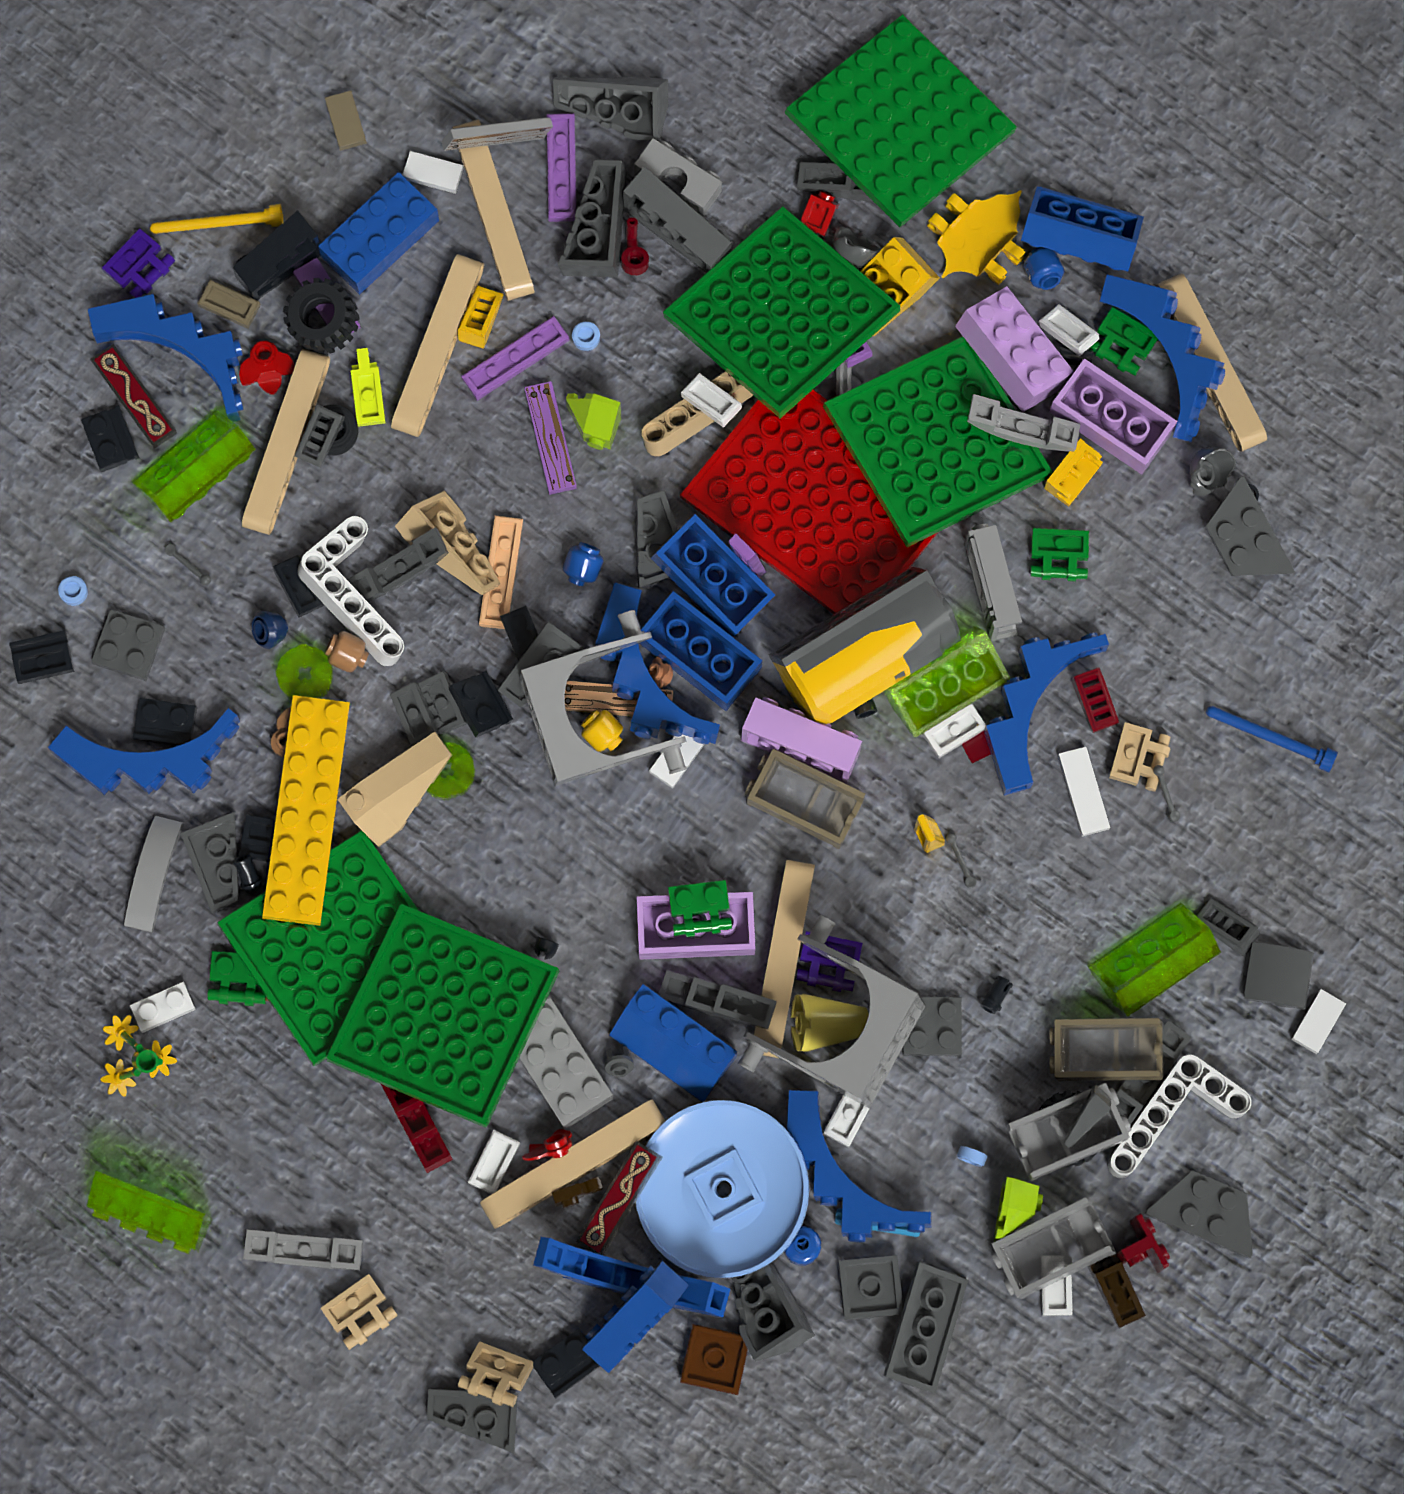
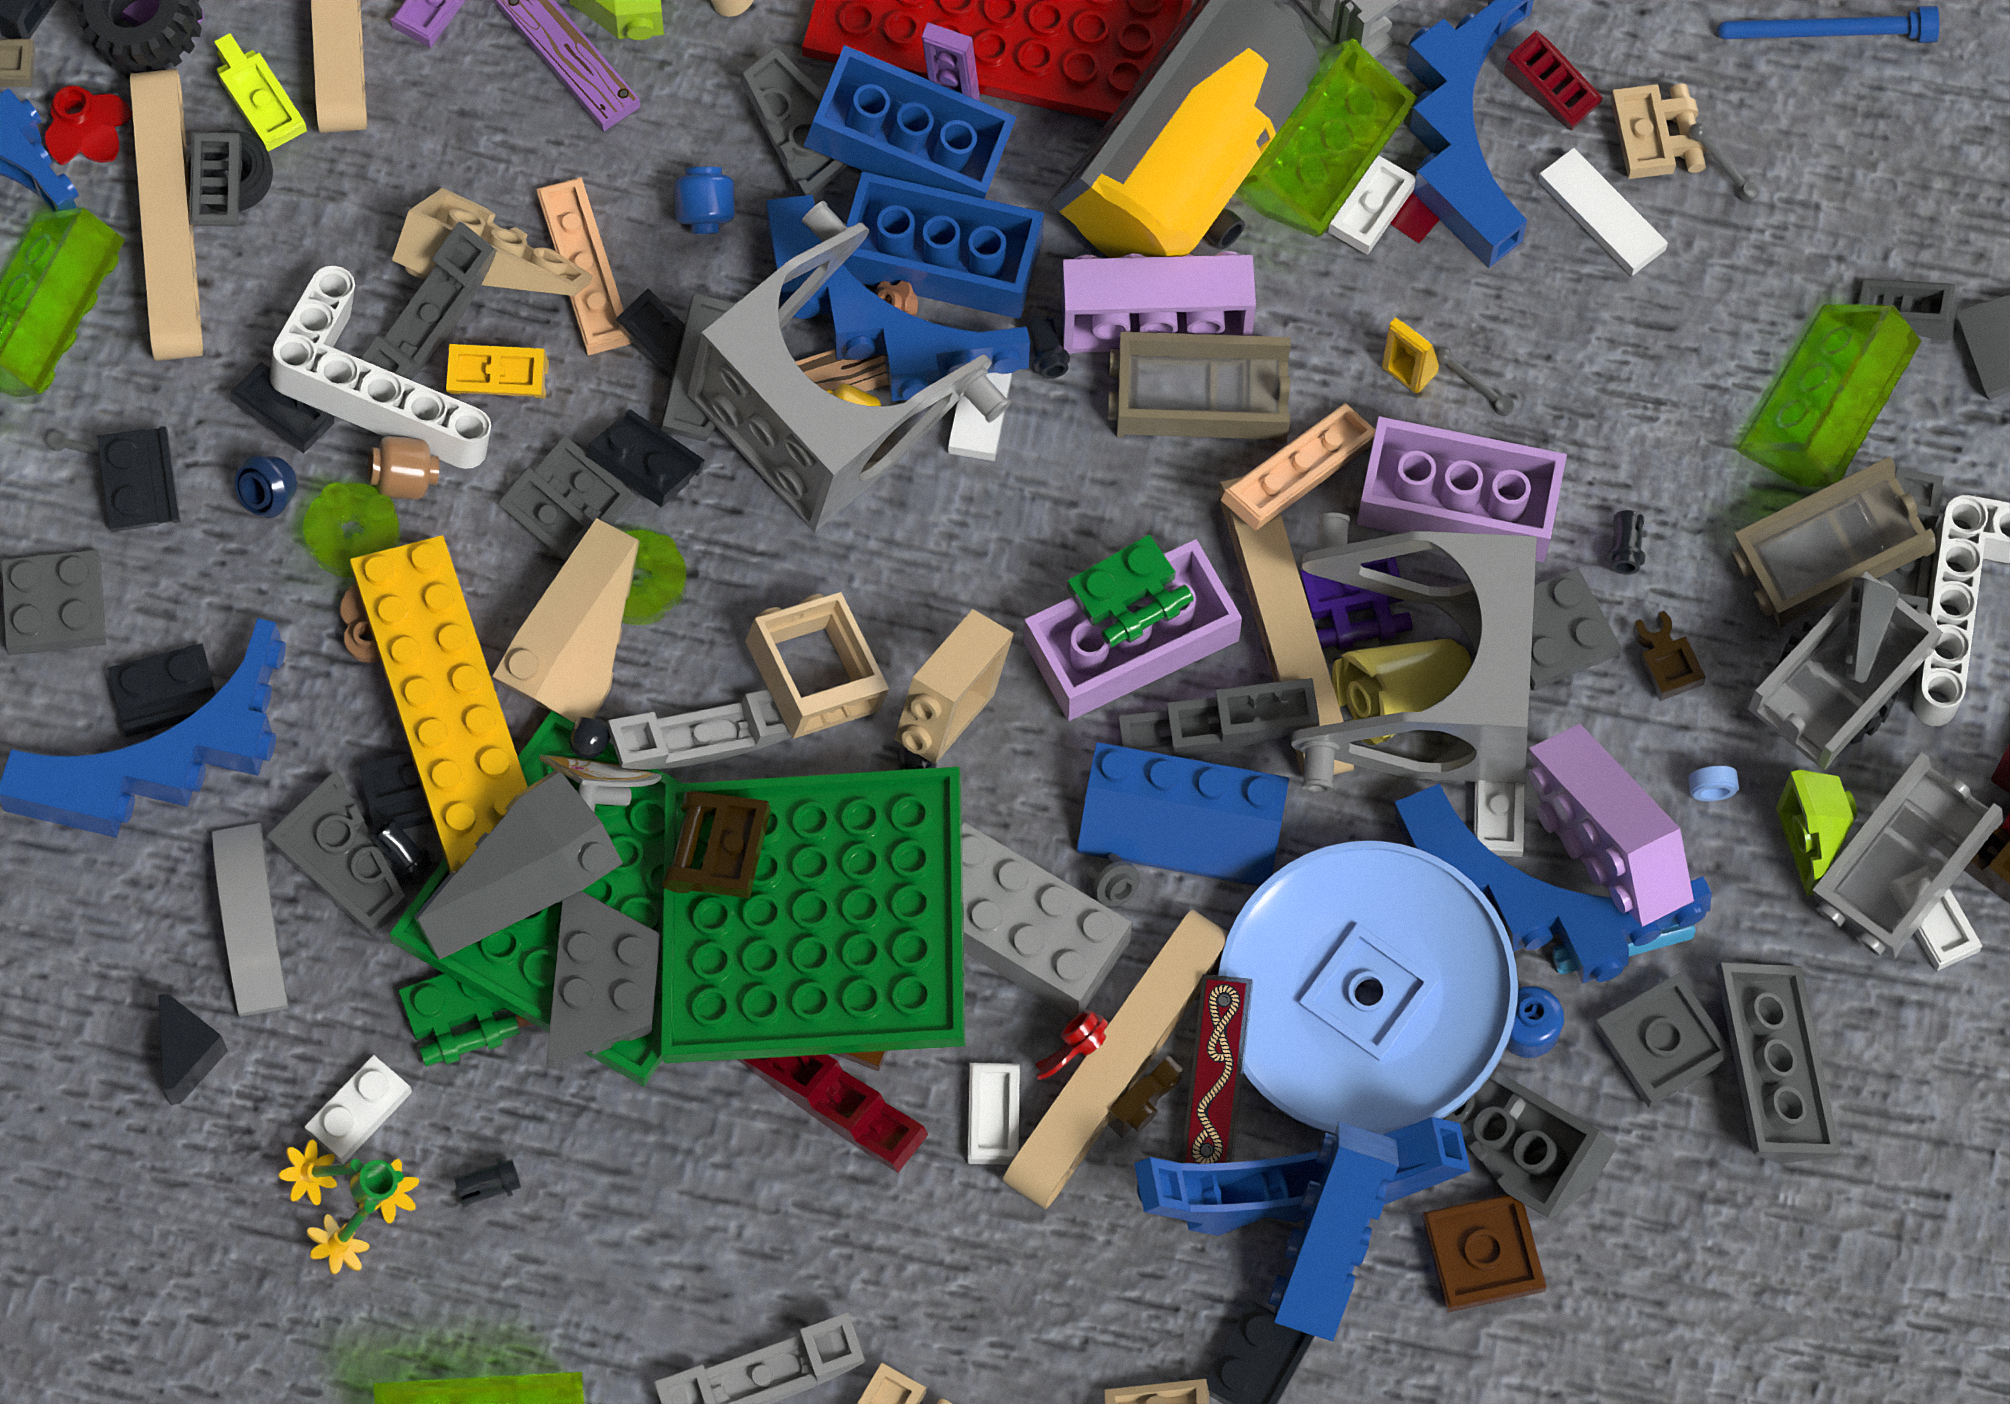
camera: 25 degrees left, 10 degrees down
(86, 934) = (187, 1047): none -> black slope
(203, 594) = (138, 479): none -> black plate
(211, 1079) = (487, 1182): none -> black pin
(301, 920) = (530, 860): none -> dark grey wedge
(316, 998) = (600, 979): none -> dark grey wing
(366, 885) = (601, 781): none -> light grey shield
(372, 857) = (588, 738): none -> black hinge
(416, 958) = (731, 848): none -> dark brown plate
(422, 619) = (497, 370): none -> yellow hinge
(439, 879) = (698, 736): none -> light grey slope
(516, 897) = (829, 707): none -> tan window
(579, 918) = (953, 686): none -> tan window
(731, 736) = (1050, 357): none -> black pin
(834, 871) = (1299, 467): none -> light nougat tile
(892, 1161) = (1610, 825): none -> lavender brick
(916, 925) = (1459, 484): none -> lavender brick
(984, 1076) = (1668, 663): none -> dark brown plate

